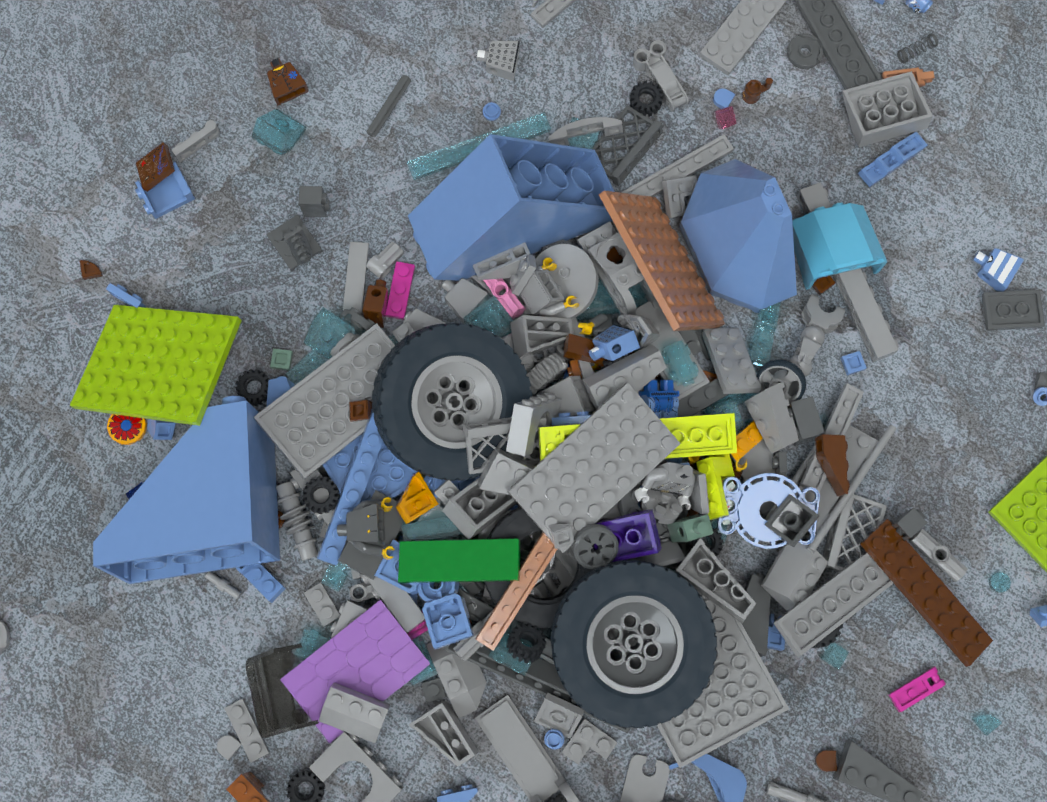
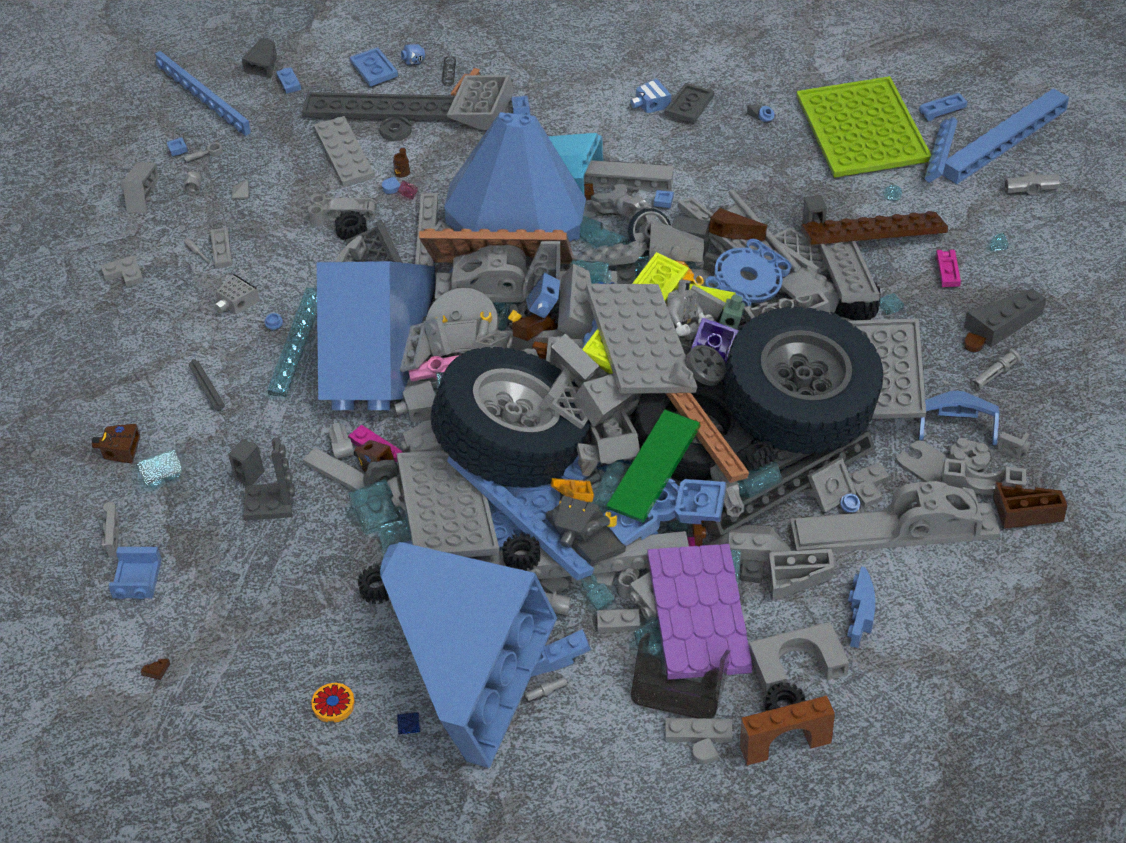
camera: 55 degrees left, 30 degrees down
(120, 293) = (210, 646): medium blue plate -> none
(155, 166) = (107, 565): reddish brown tile -> none
(156, 364) = (300, 626): lime plate -> none
(160, 429) = (355, 671): medium blue panel -> none
(281, 359) = (368, 553): sand green plate -> none
(354, 712) = (737, 621): light grey slope -> none
(360, 410) = (467, 489): reddish brown slope -> none
(791, 520) = (768, 259): dark grey slope -> none
(948, 563) = (852, 211): light grey piece -> none

